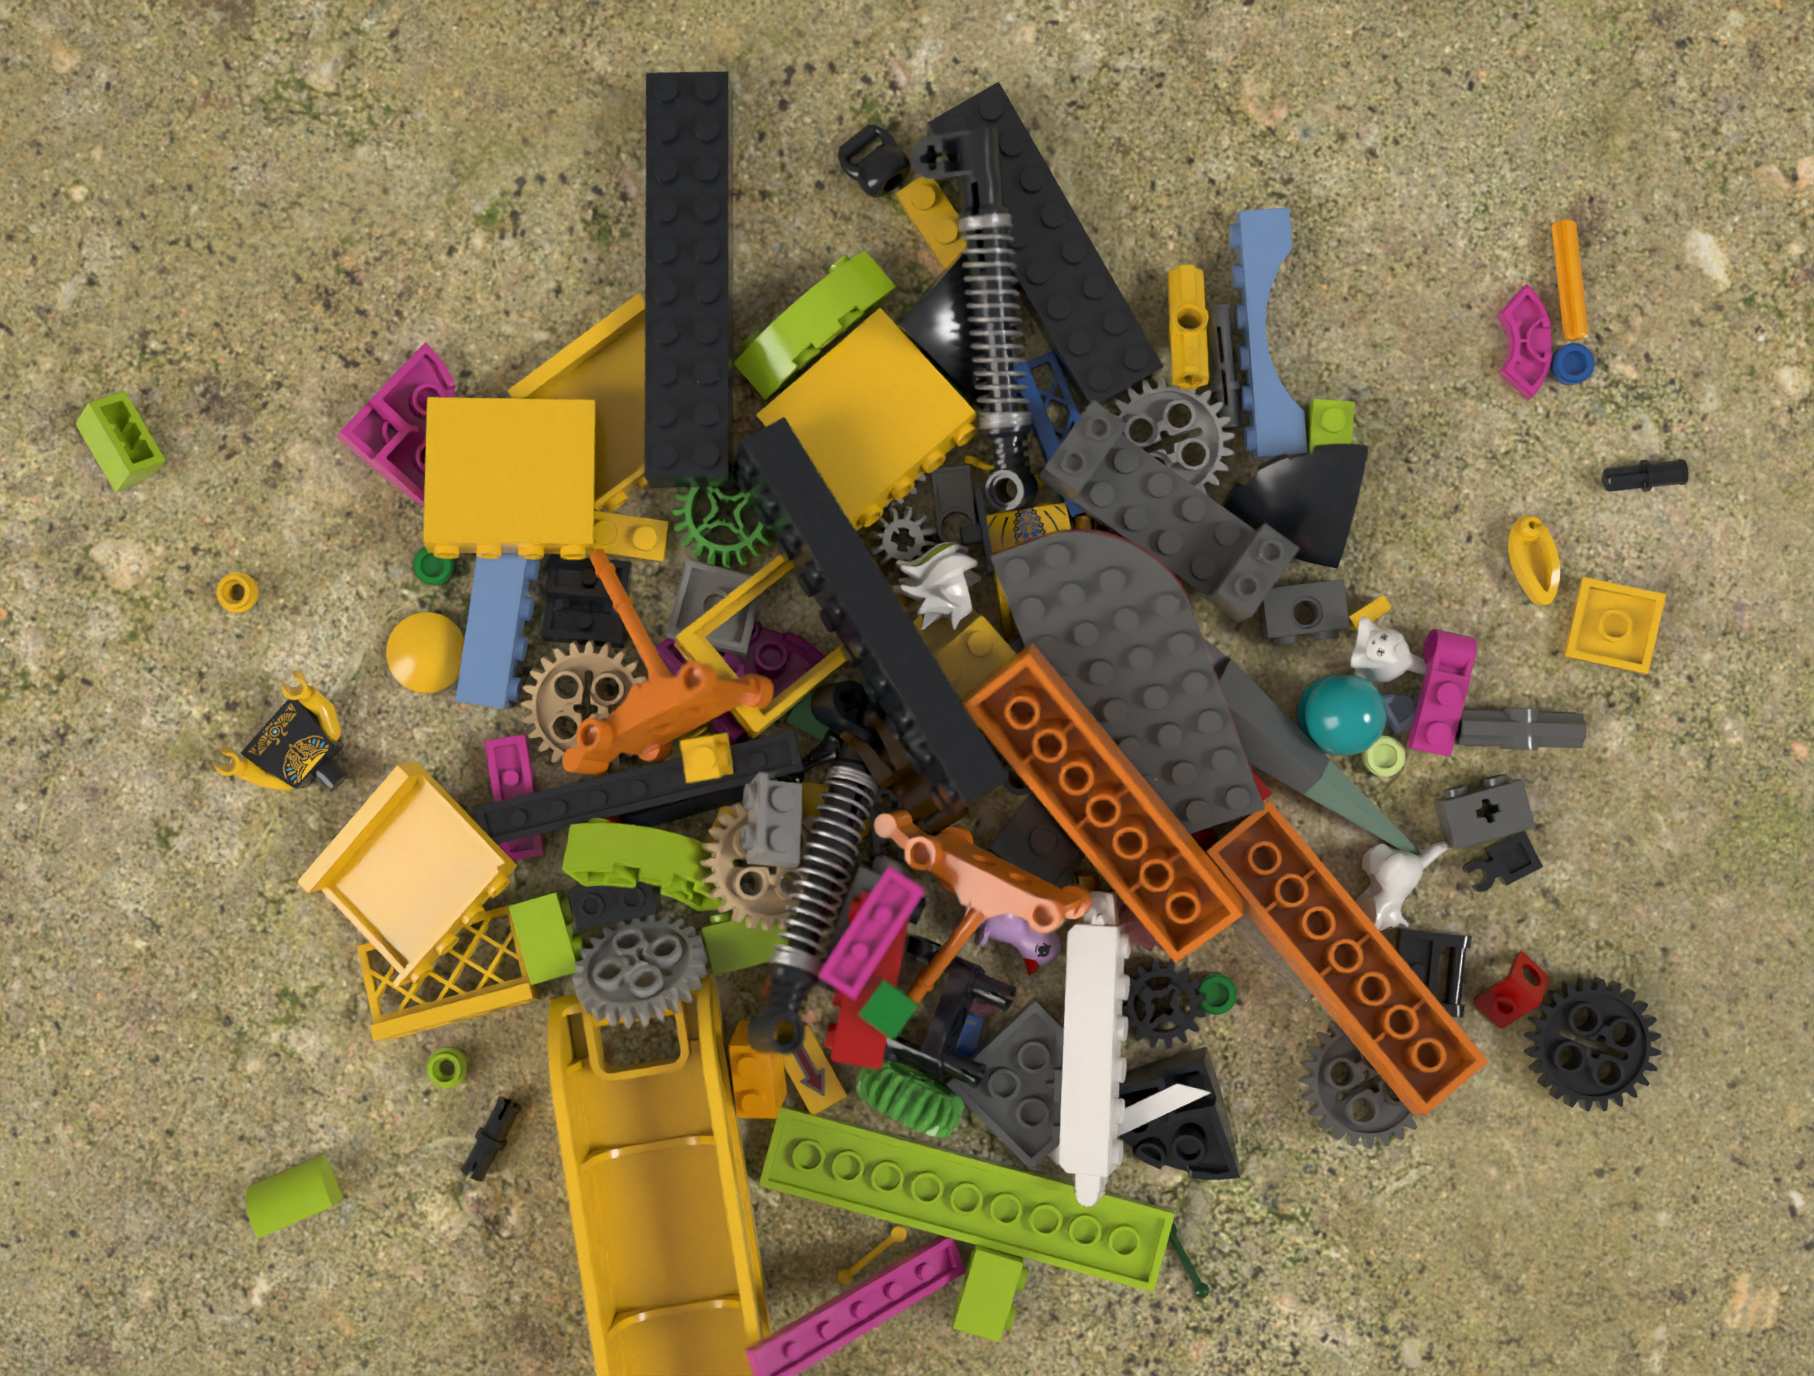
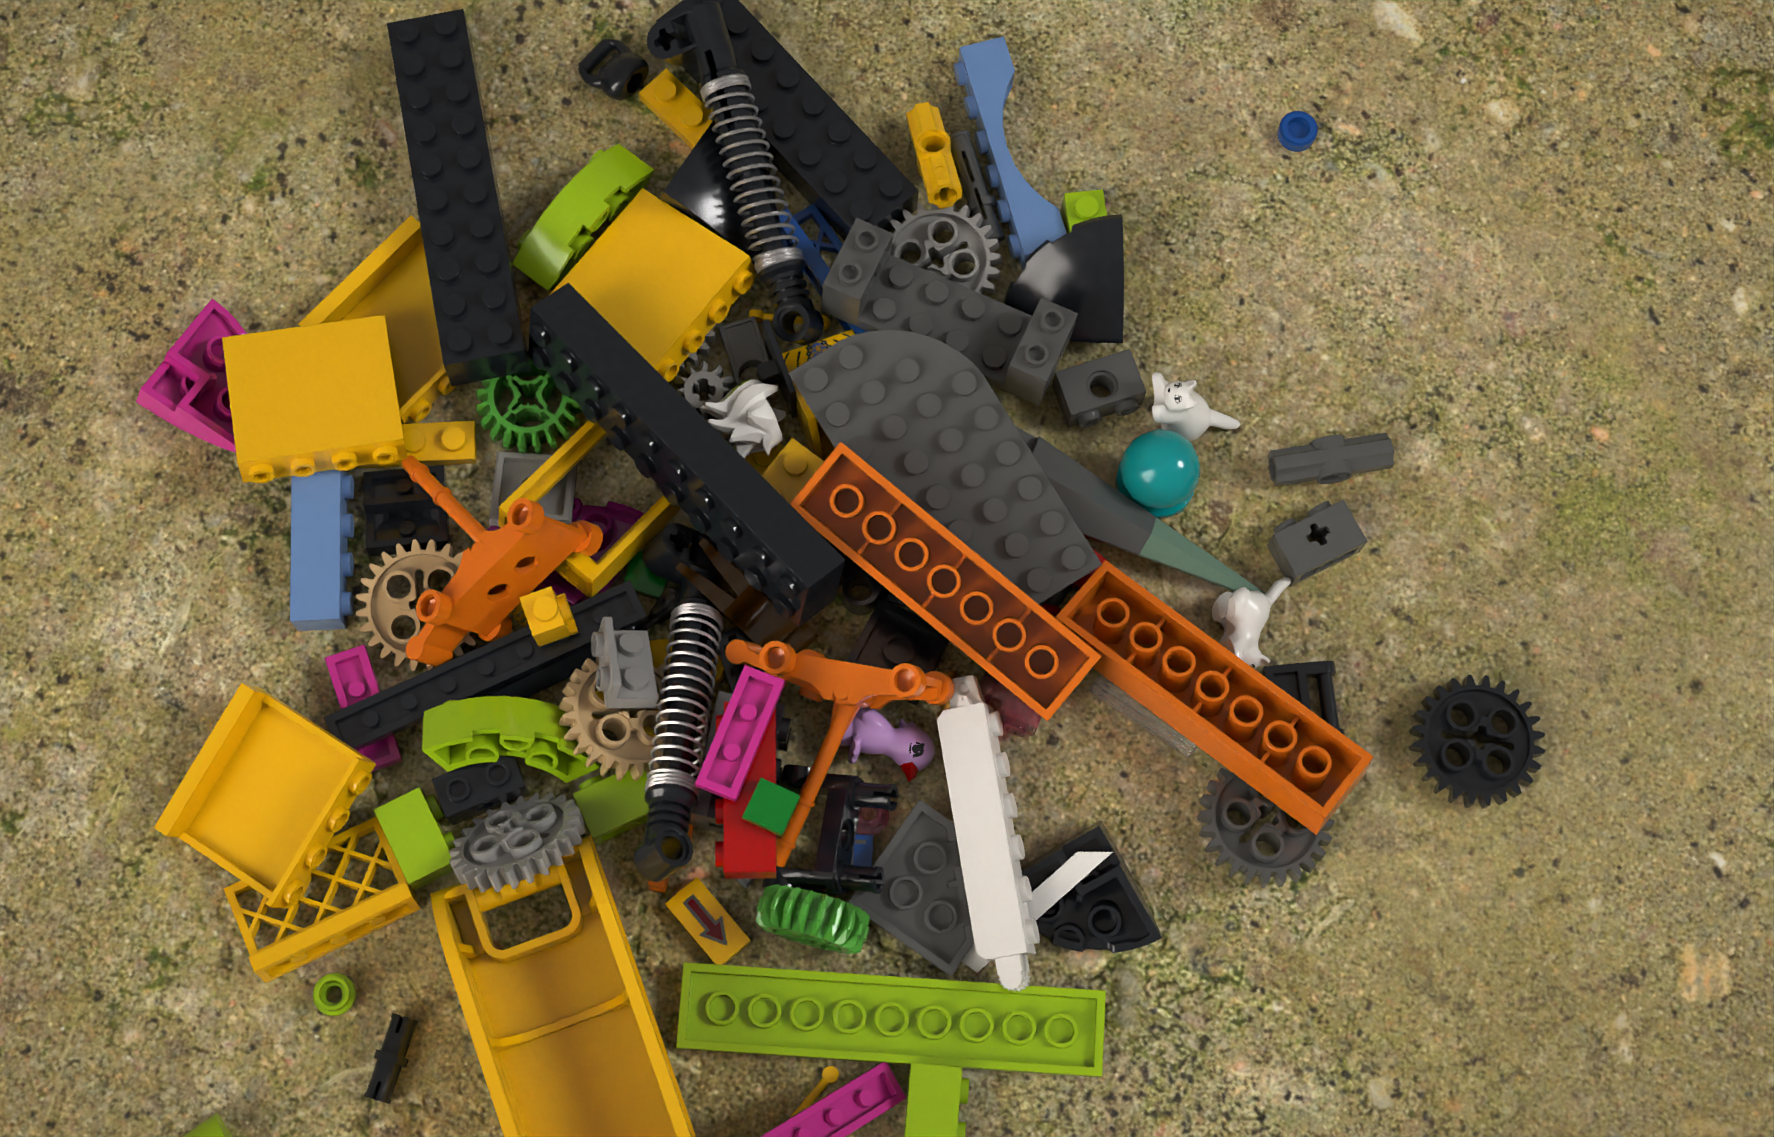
camera: 15 degrees left, 15 degrees down
(225, 592) = (48, 558): yellow plate -> none
(293, 744) = (132, 698): torso -> none
(425, 652) = (253, 588): yellow dish -> none
(433, 570) = (250, 505): green tile -> none
(756, 1078) = (654, 925): light orange brick -> none
(1176, 1014) = (1063, 791): black gear -> none
(1200, 1289) = (1150, 1069): dark green hinge -> none
(1219, 991) = (1098, 768): green tile -> none
(1372, 609) = (1169, 370): yellow tile -> none
(1384, 757) = (1208, 511): yellowish green tile -> none
(1400, 711) = (1217, 467): sand blue tile -> none
(1443, 691) = (1249, 438): dark pink plate -> none
(1508, 859) = (1350, 583): black plate -> none
(1513, 994) = (1387, 710): red bracket -> none
(1529, 341) = (1252, 118): dark pink tile -> none
(1534, 559) = (1306, 305): yellow arm -> none
(1570, 280) = (1276, 59): light orange axle -> none
(1614, 625) = (1395, 350): yellow plate -> none
(1645, 475) = (1389, 213): black axle -> none

